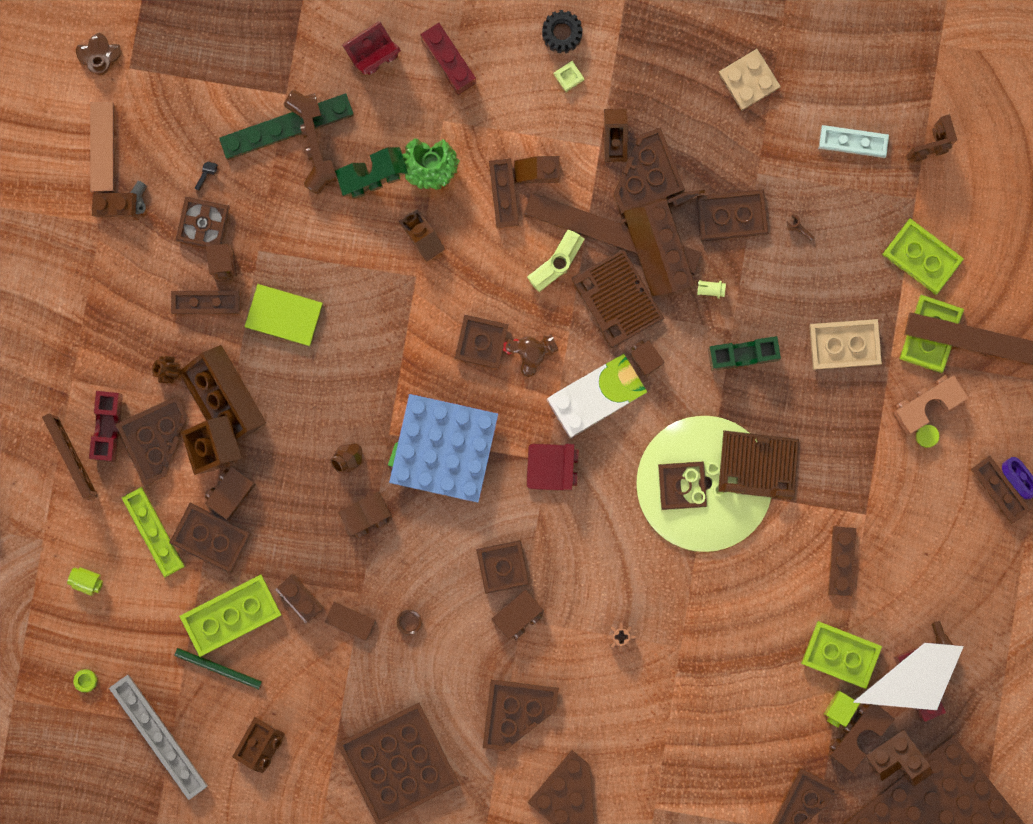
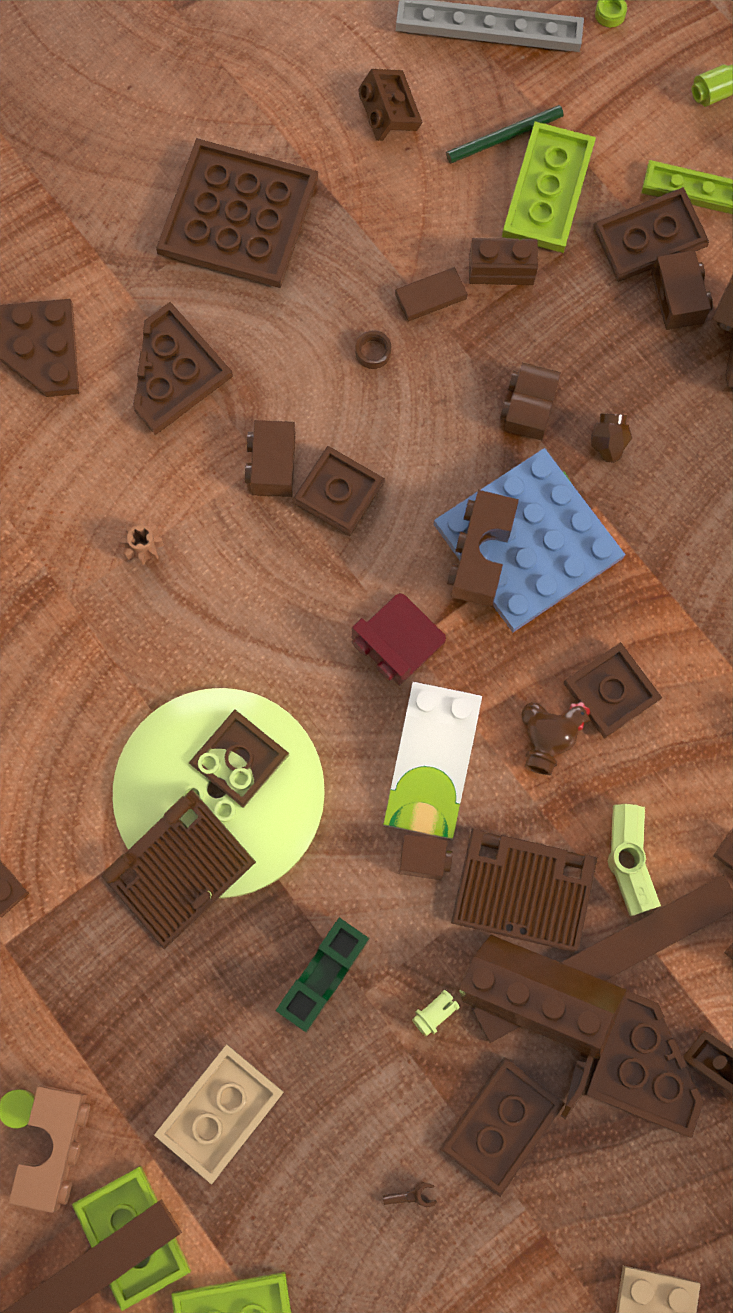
camera: 130 degrees right, 10 degrees down
(494, 454) = (490, 519): none -> reddish brown arch

